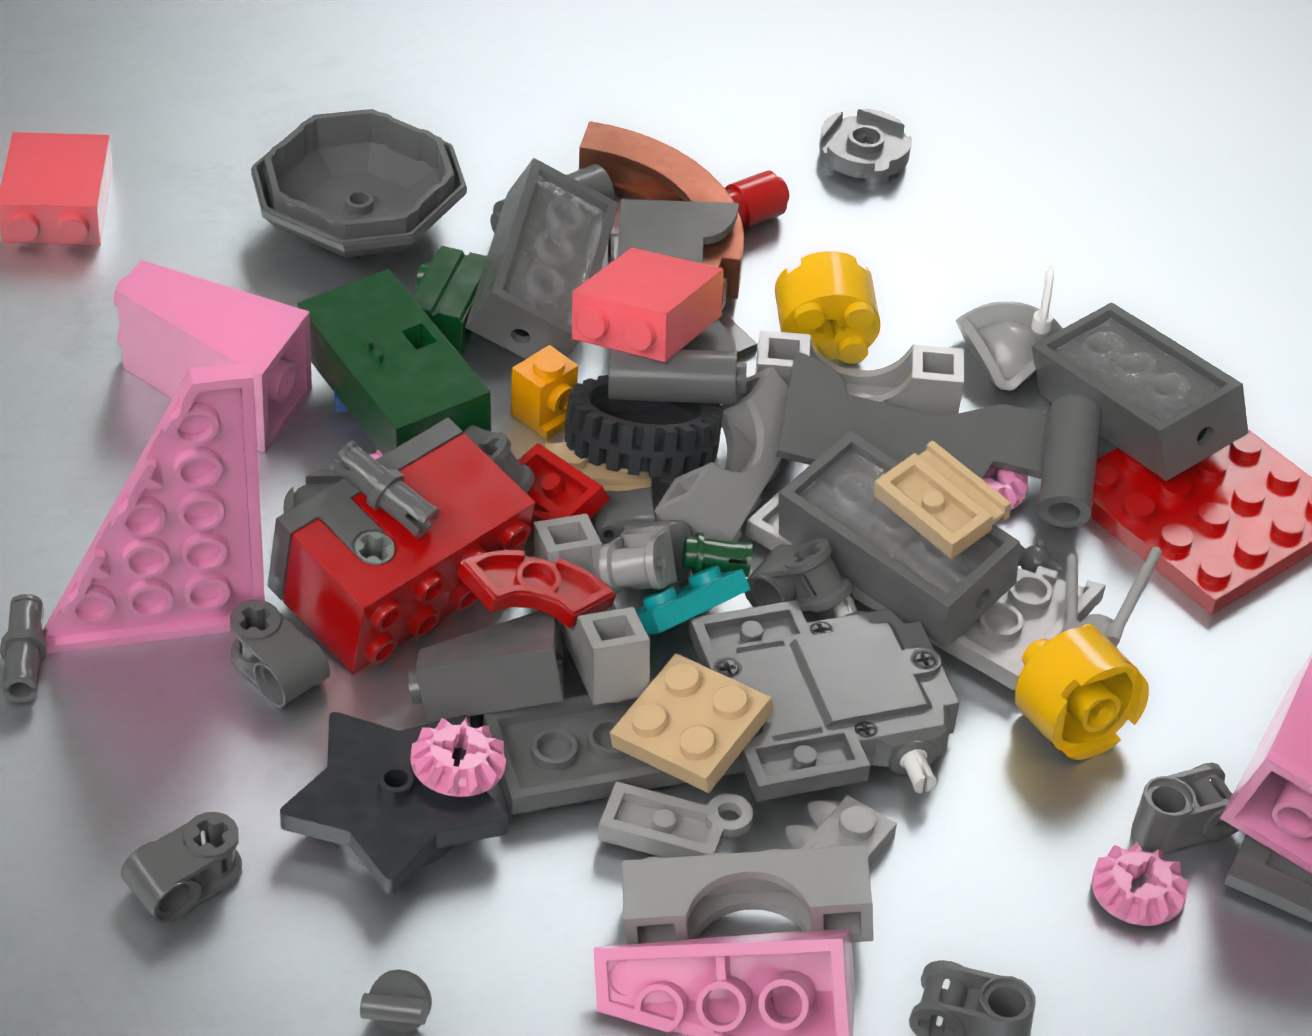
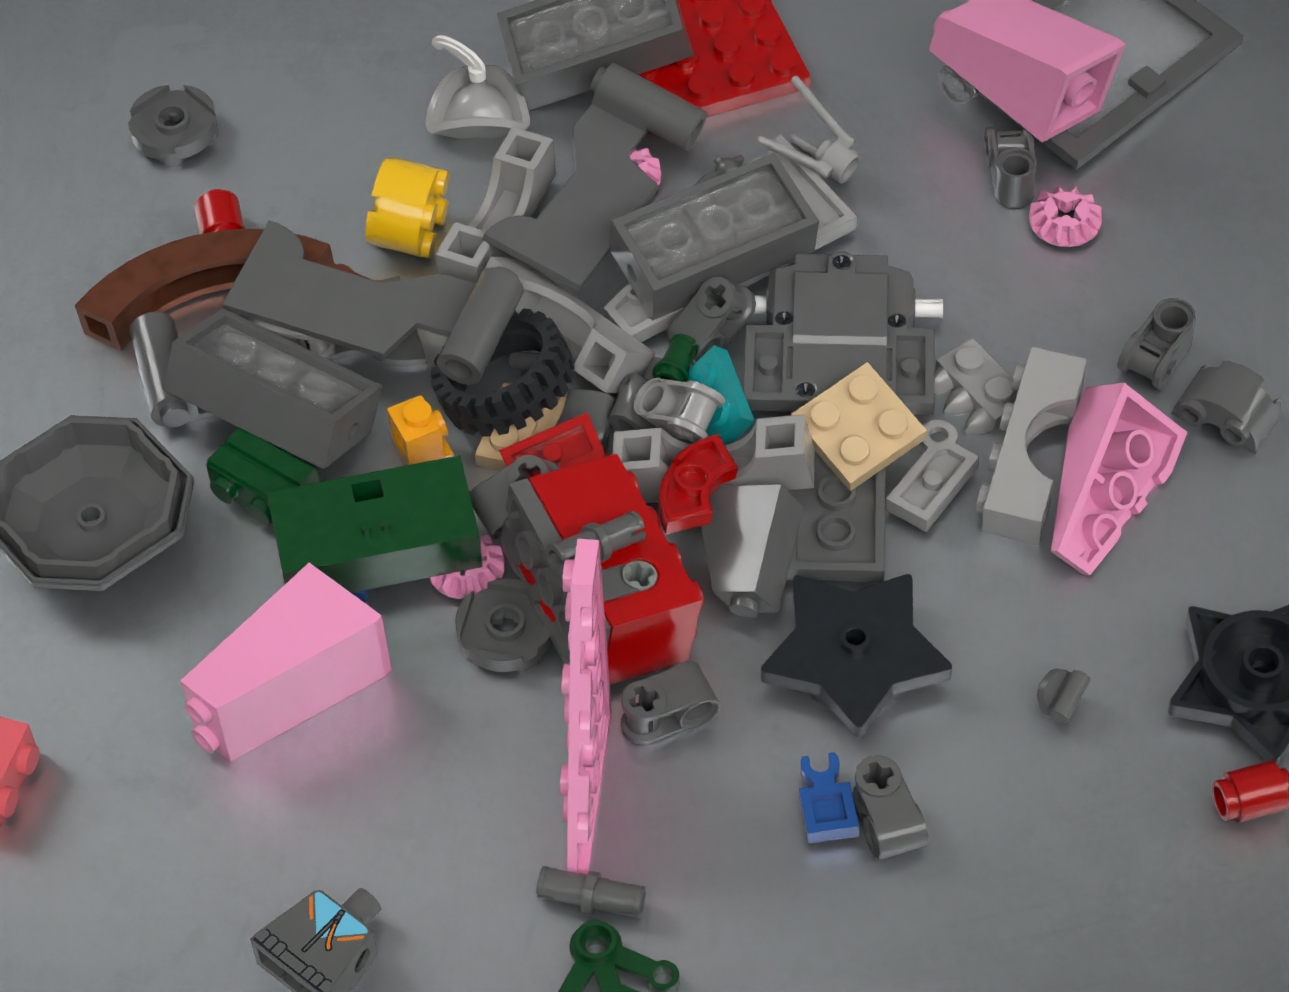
camera: 65 degrees left, 10 degrees up
(177, 806) = (826, 806): none -> blue plate
(478, 771) = (860, 601): bright pink gear -> none
(647, 304) = (412, 309): coral brick -> none
(942, 499) = (725, 181): tan plate -> none
(1080, 691) = (894, 181): yellow brick -> none

